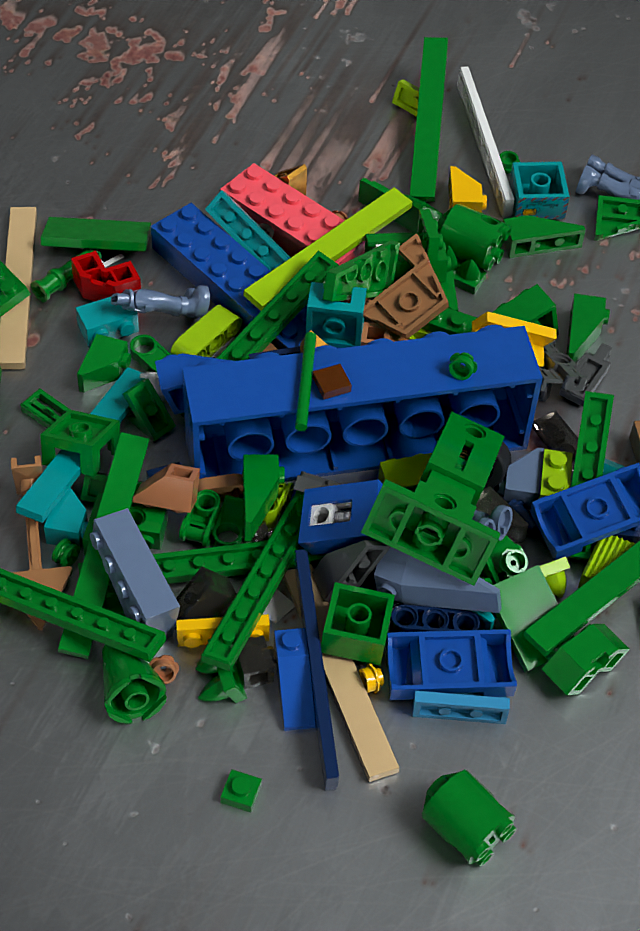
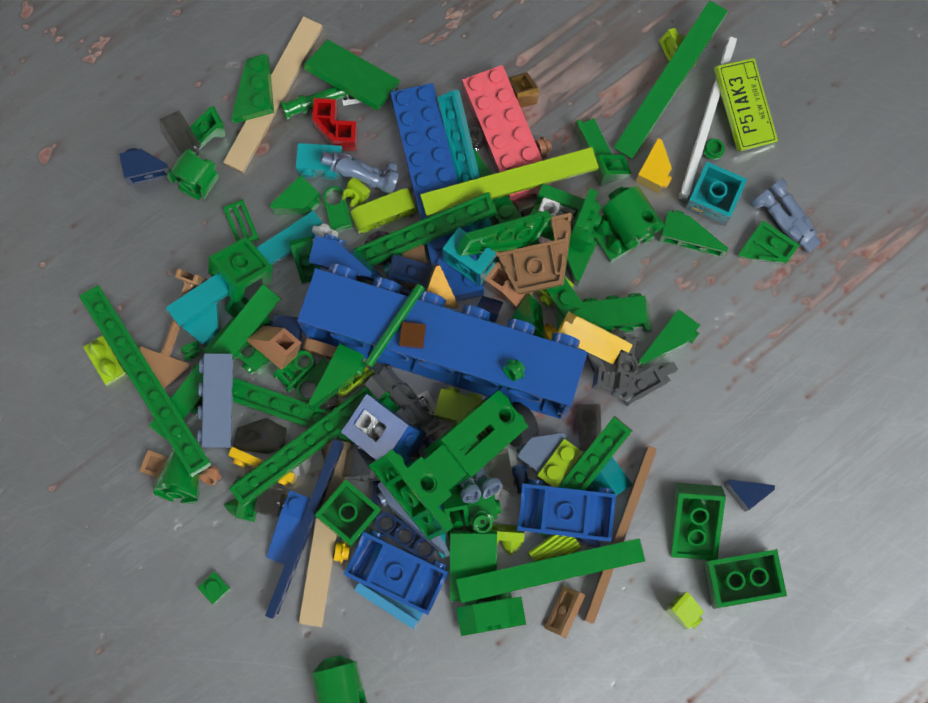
camera: 30 degrees right, 25 degrees up
(88, 689) = (153, 464): none -> medium nougat plate
(166, 329) = (356, 192): none -> lime tile
(514, 113) = (746, 104): none -> lime tile

